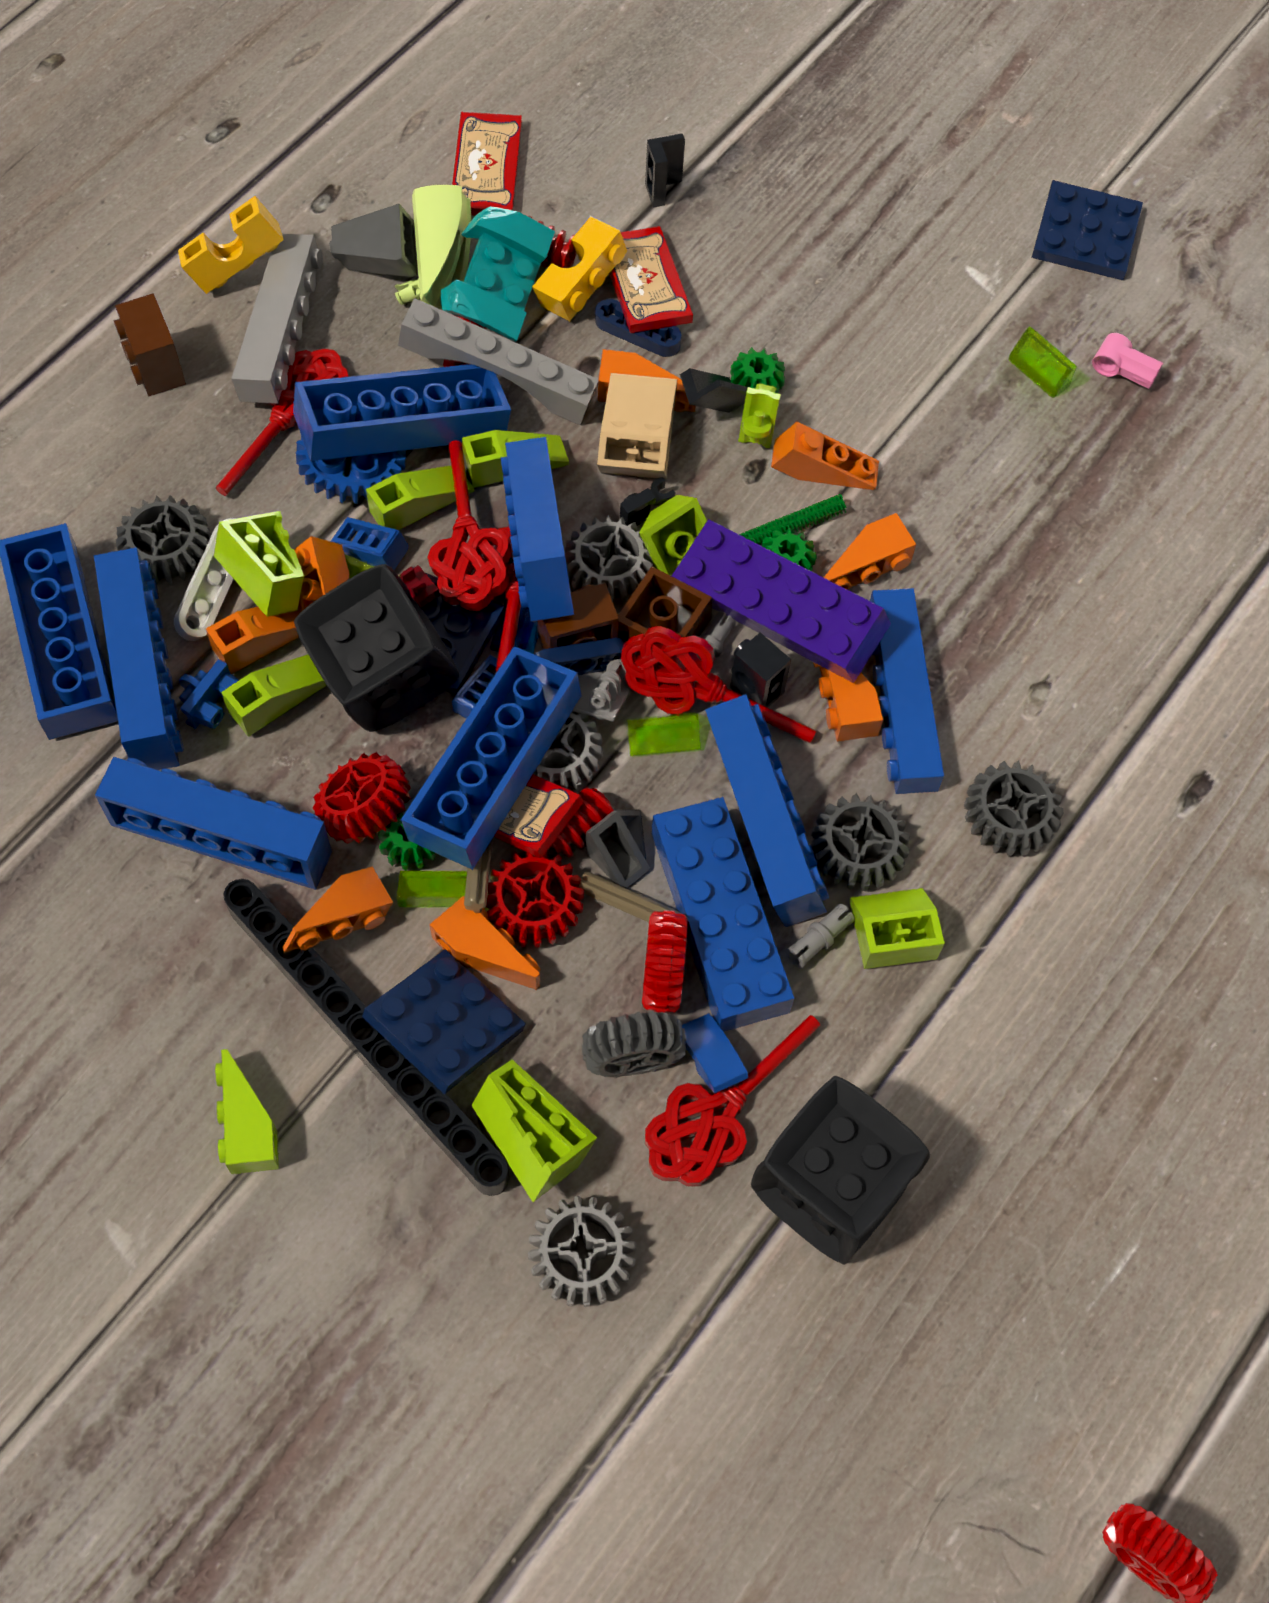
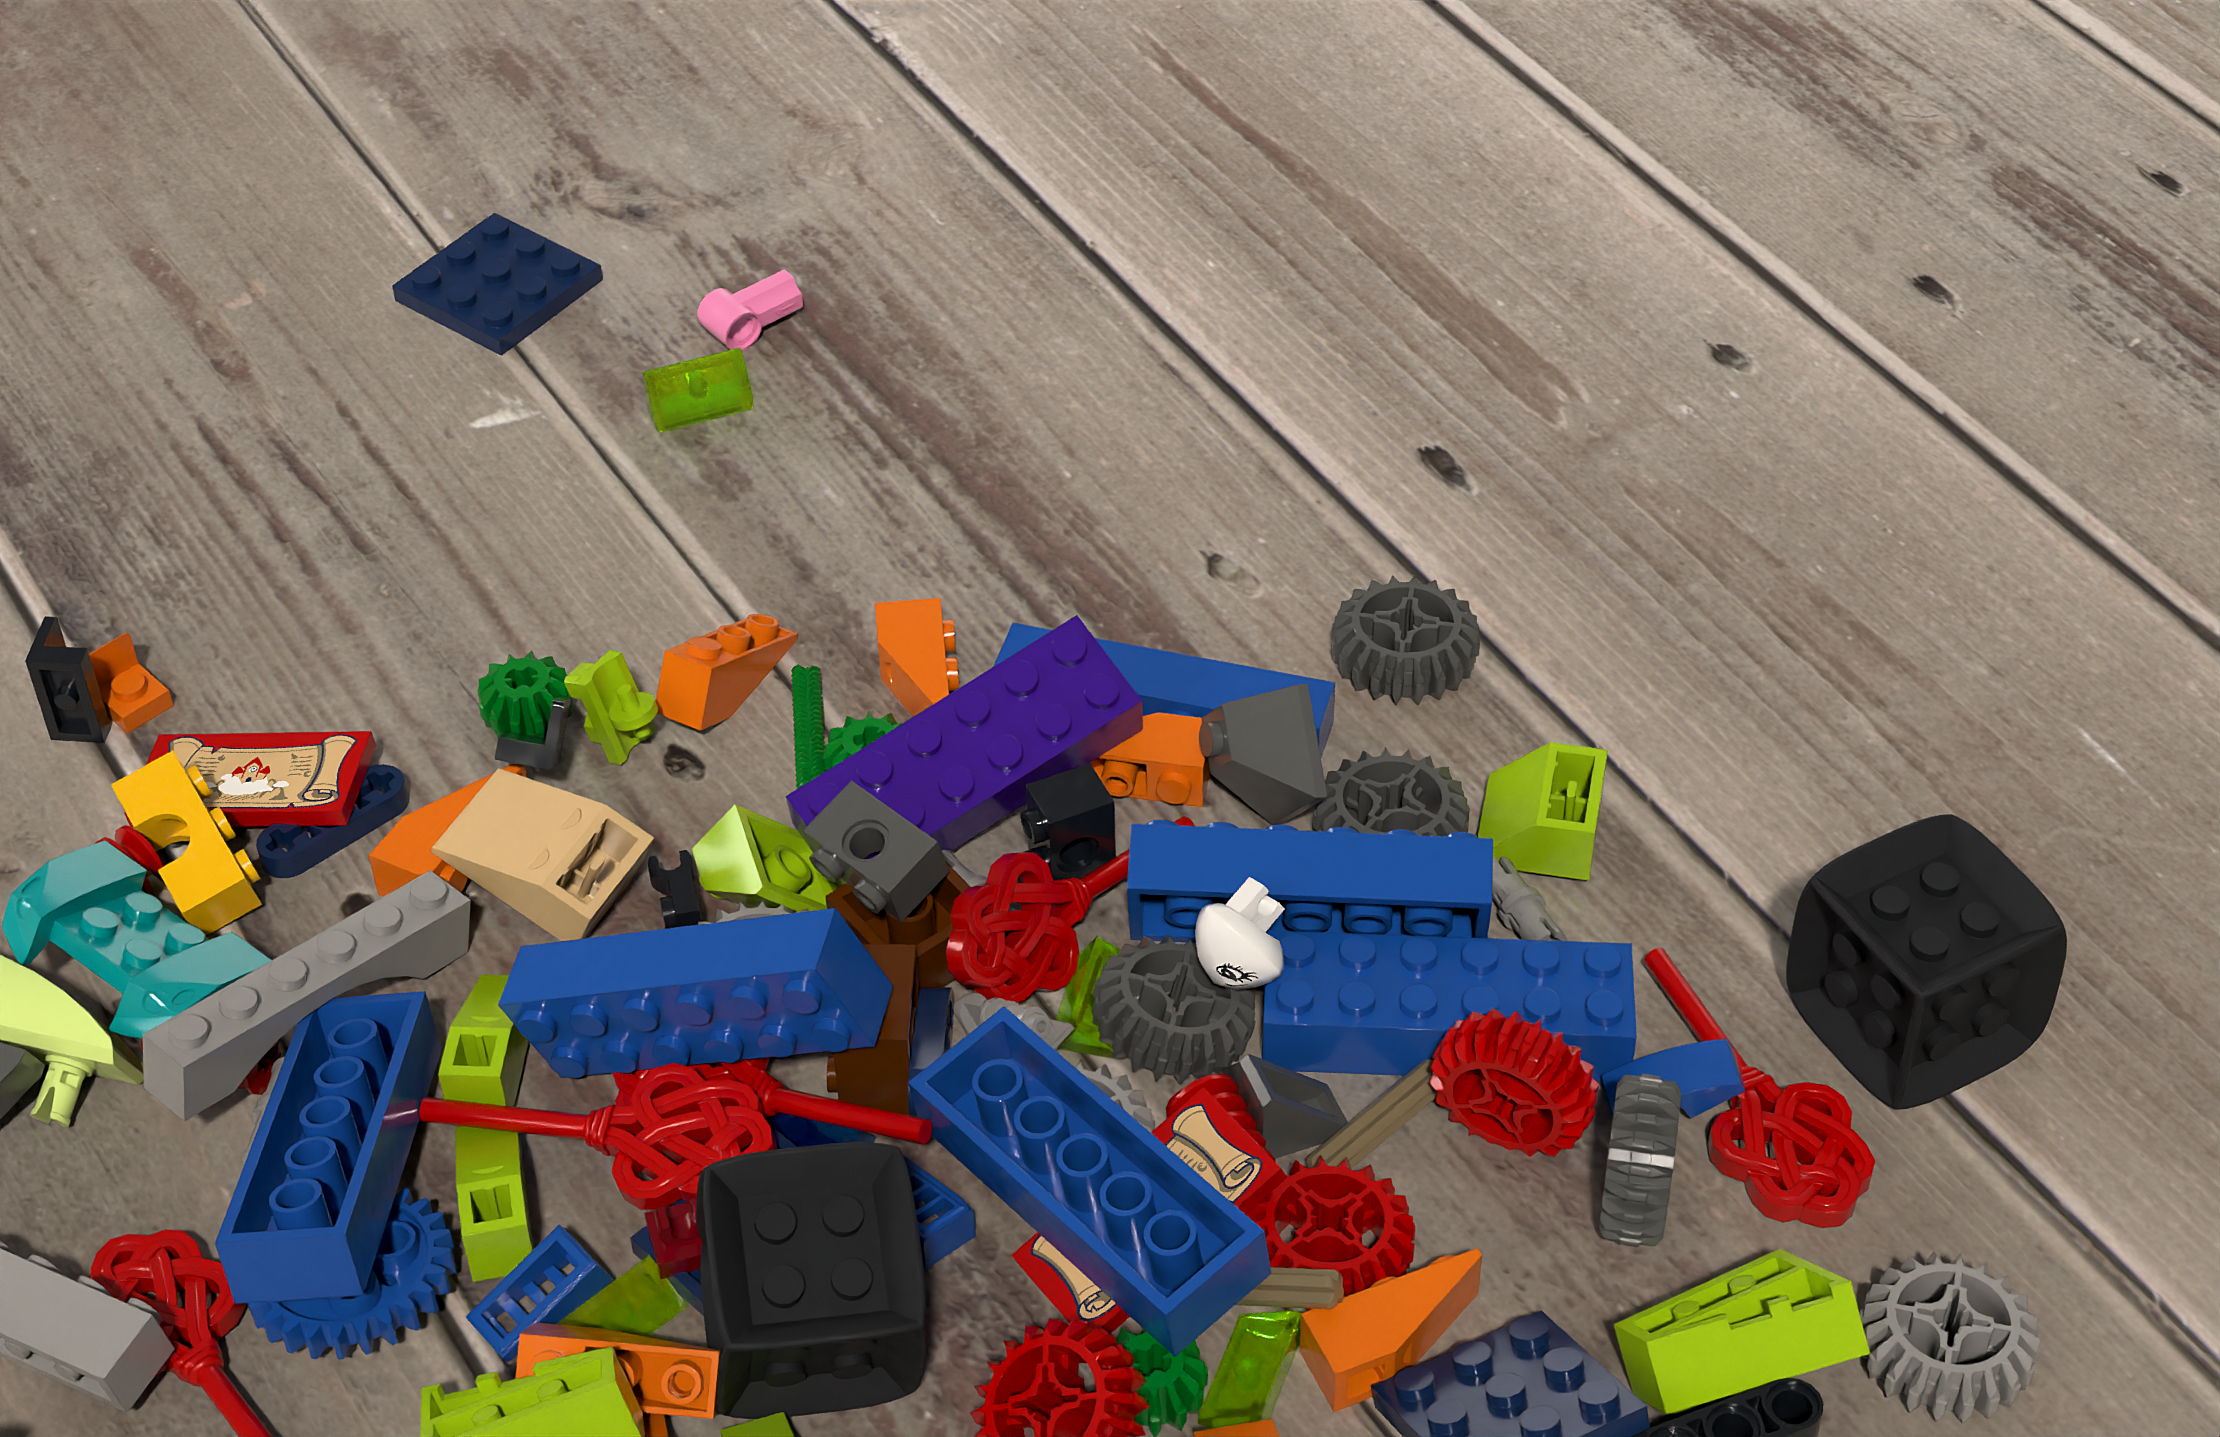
camera: 65 degrees left, 20 degrees down
(673, 766) = (1138, 1019): none -> dark grey gear
(688, 561) = (860, 825): none -> dark grey brick
(689, 194) = (126, 687): none -> orange slope
(692, 780) = (1235, 941): none -> white piece
(857, 749) = (1267, 751): none -> dark grey slope

